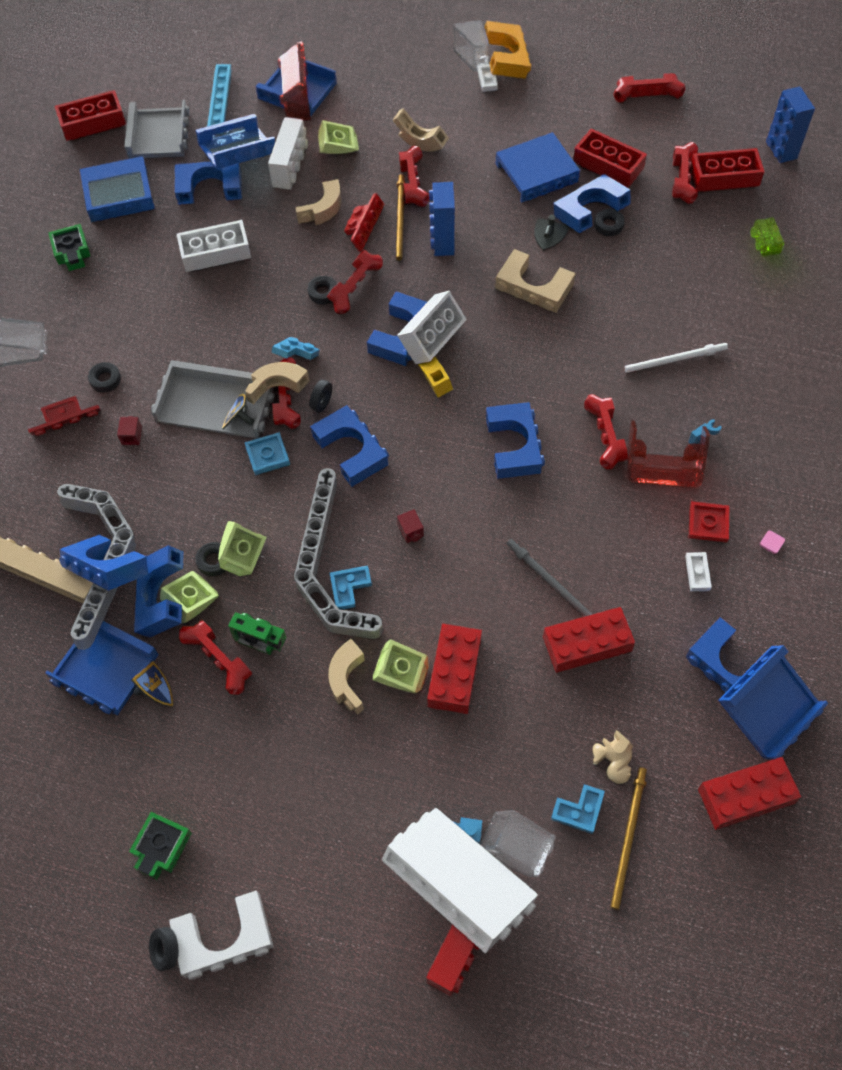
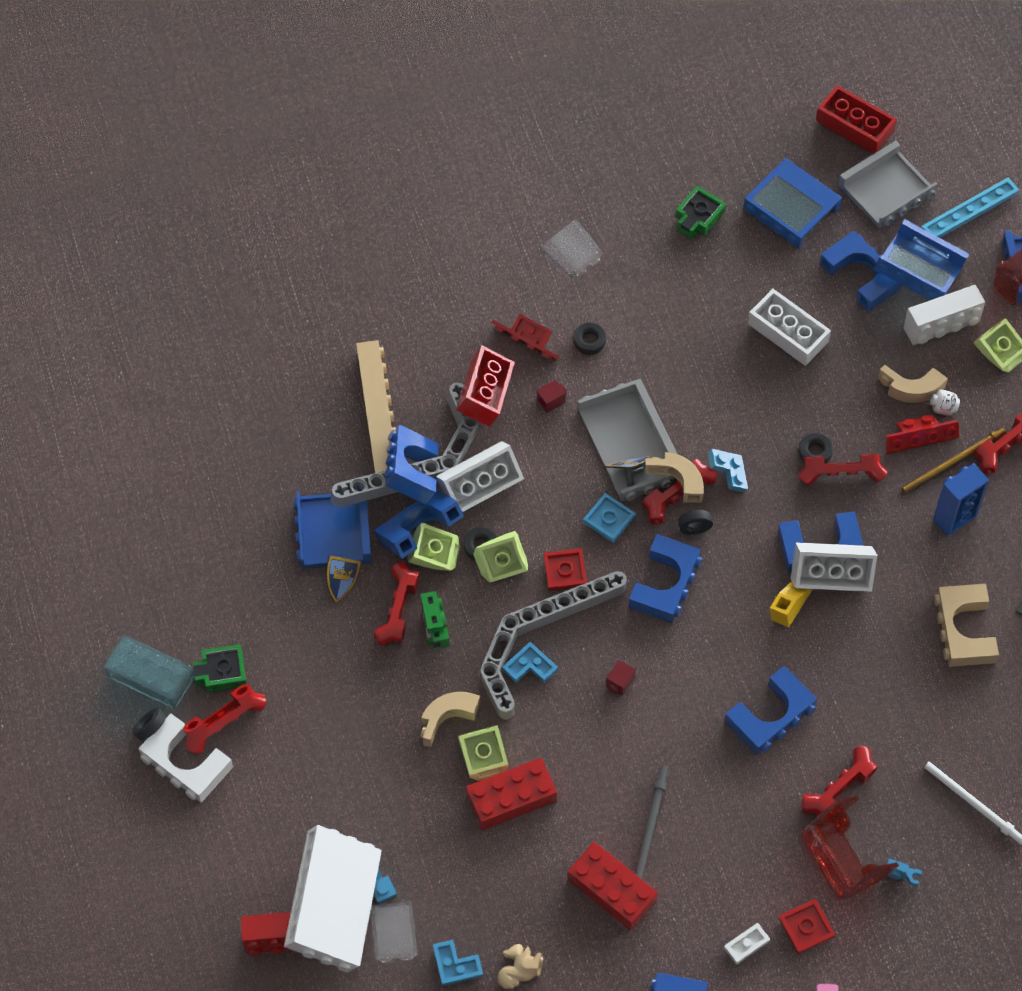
camera: 55 degrees right, 0 degrees up
(82, 467) = (485, 386): none -> red brick
(109, 916) = (149, 671): none -> clear light blue brick
(157, 517) = (481, 476): none -> white brick
(206, 902) = (198, 730): none -> red plate
(286, 510) = (564, 569): none -> red plate
(353, 194) = (944, 402): none -> white head

